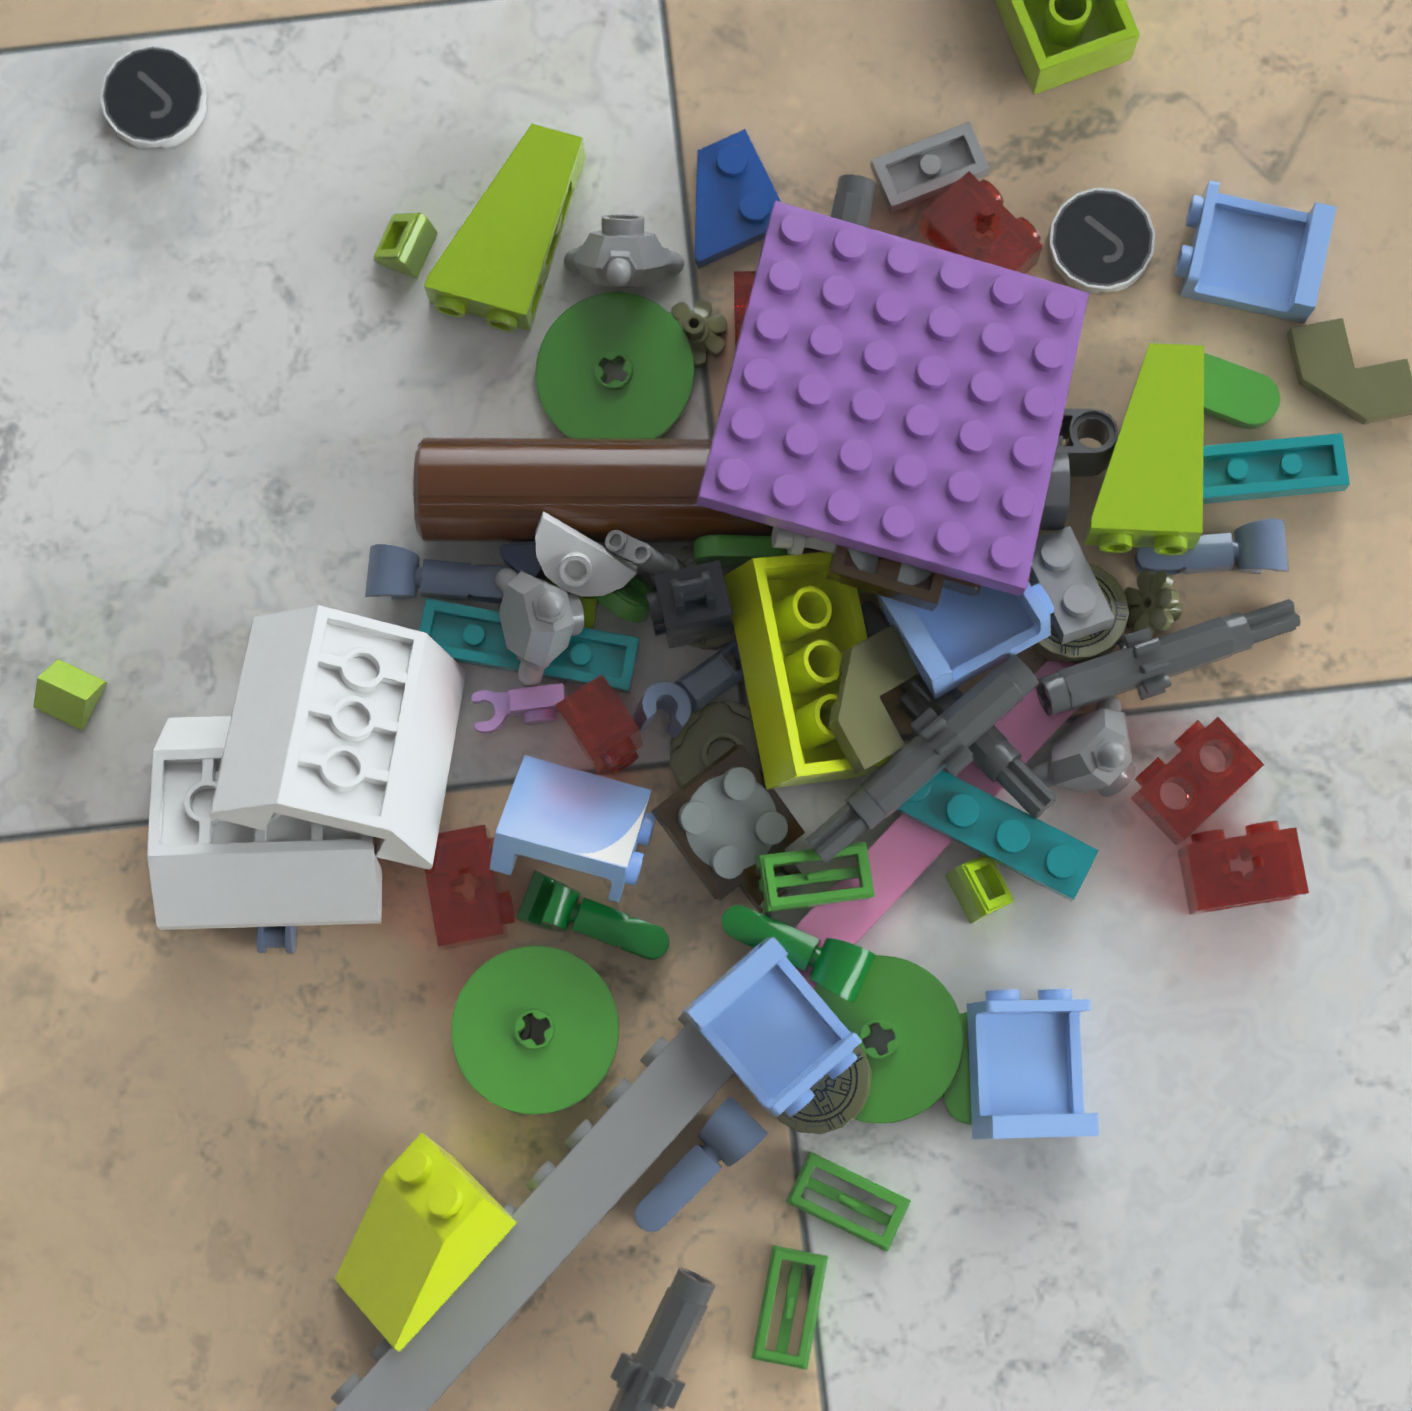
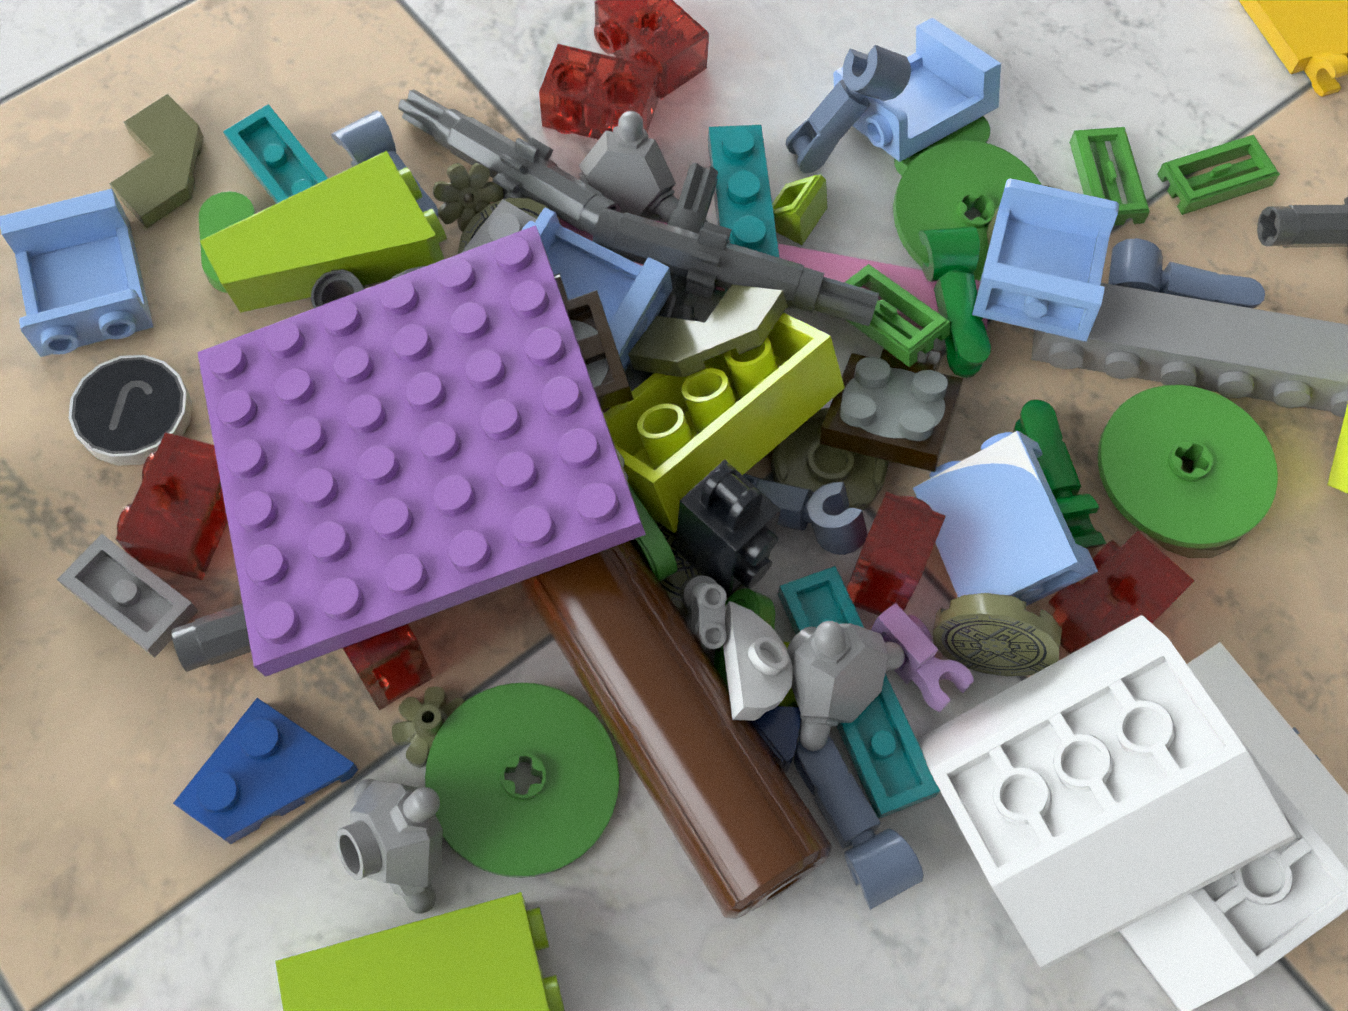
camera: 130 degrees left, 15 degrees down
(493, 763) = (997, 635): none -> olive tile
(1040, 985) = (876, 75): none -> sand blue piece

